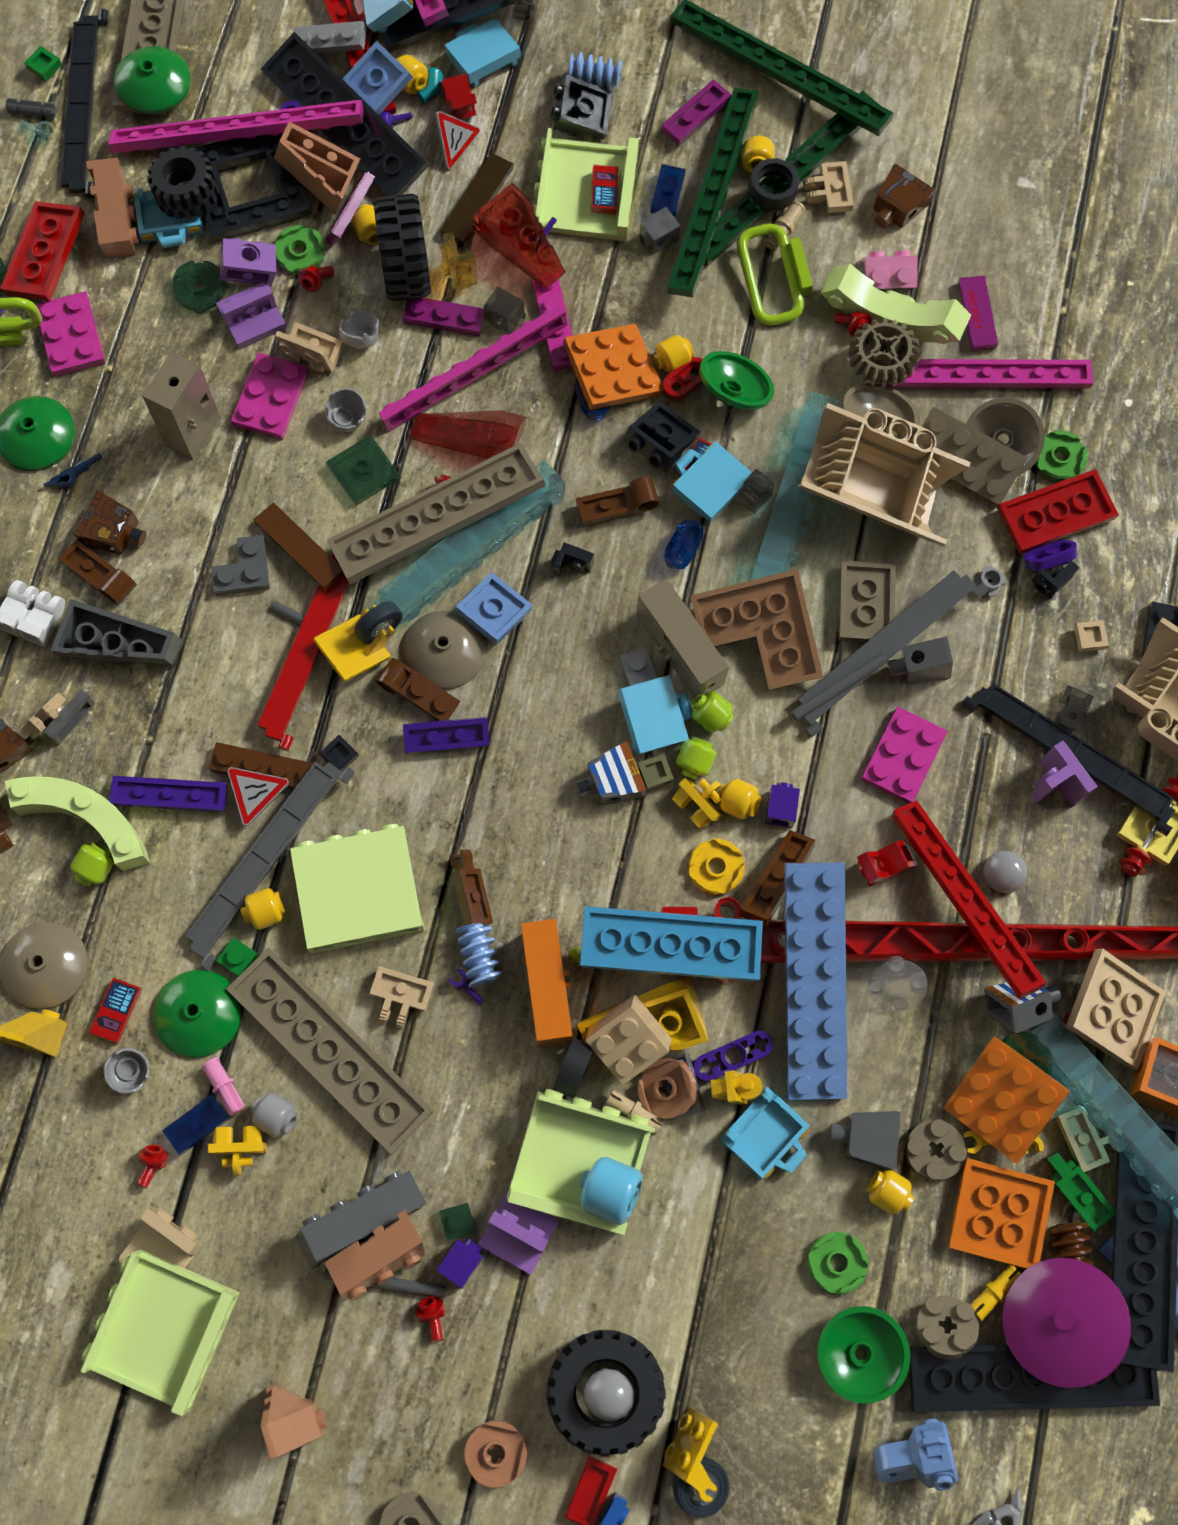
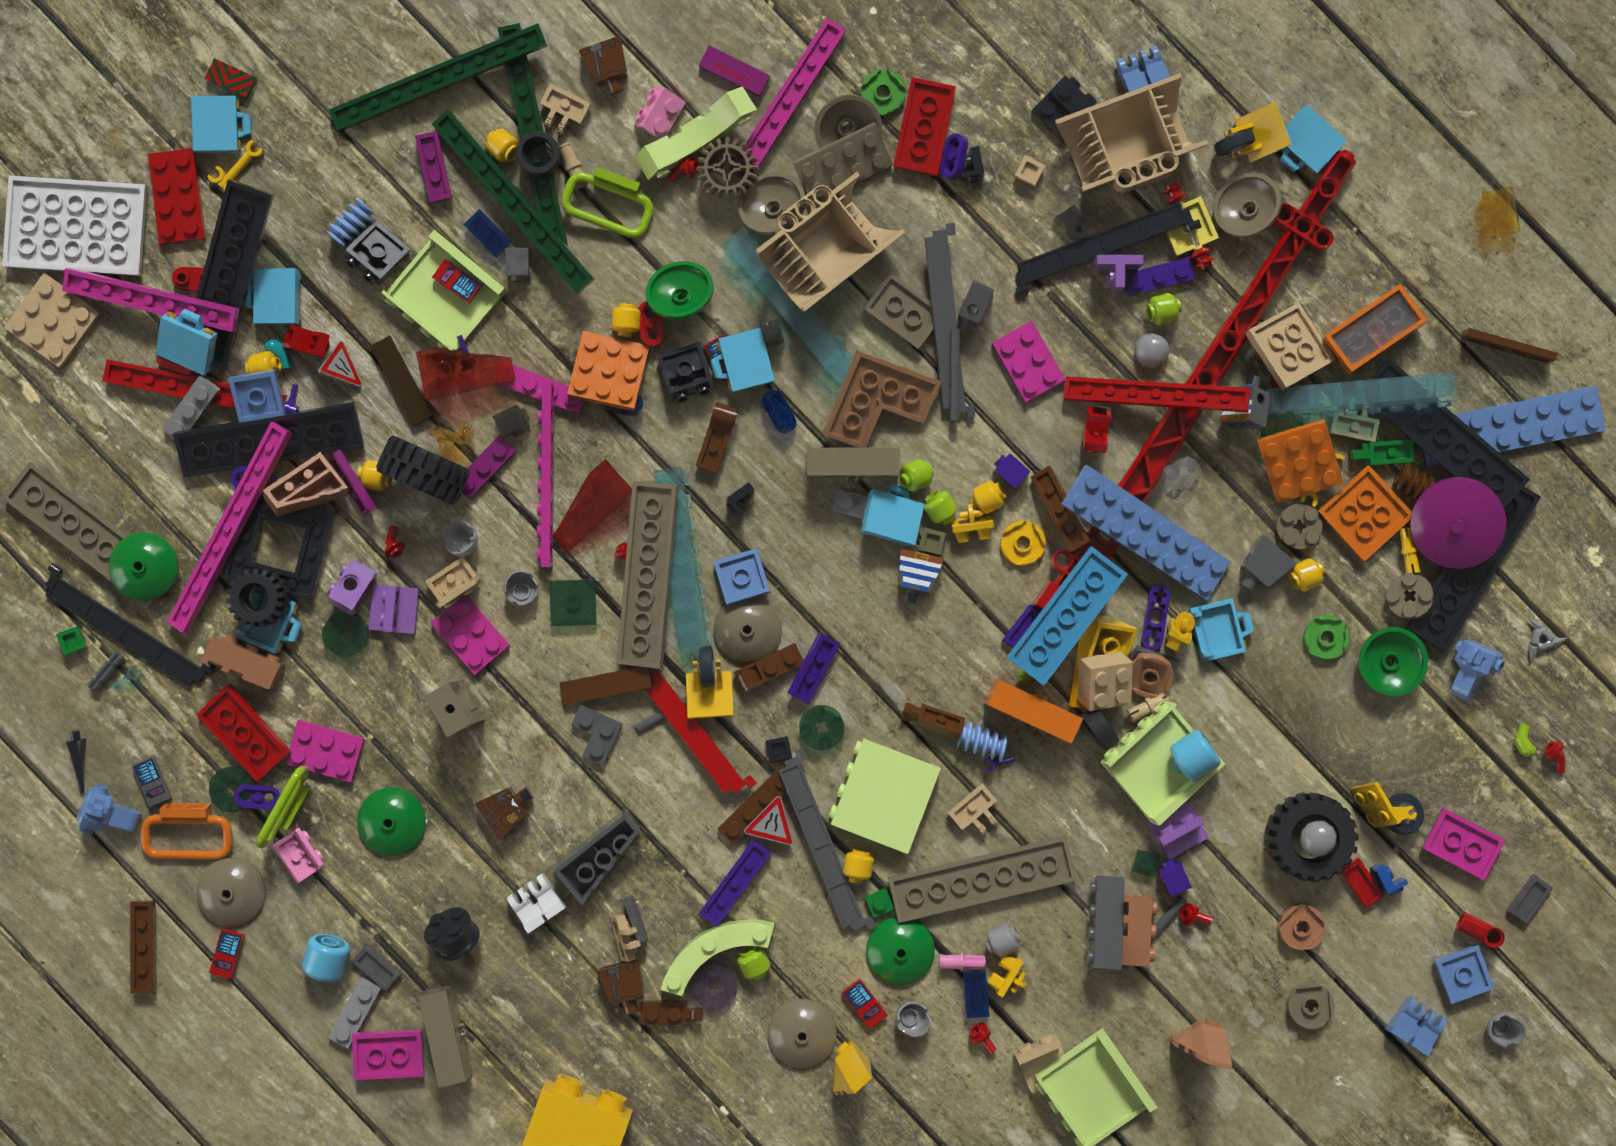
camera: 50 degrees left, 15 degrees up
(52, 855) = (727, 986): none -> clear purple plate
(72, 472) = (442, 806): dark blue hand -> none
(97, 572) = (536, 838): reddish brown plate -> none
(299, 236) = (347, 537): bright green tile -> none
(377, 770) = (809, 731): none -> clear green plate
(997, 580) = (942, 218): light grey plate -> none
(1056, 854) = (1163, 309): none -> lime head
(1083, 831) = (1159, 277): none -> dark purple plate

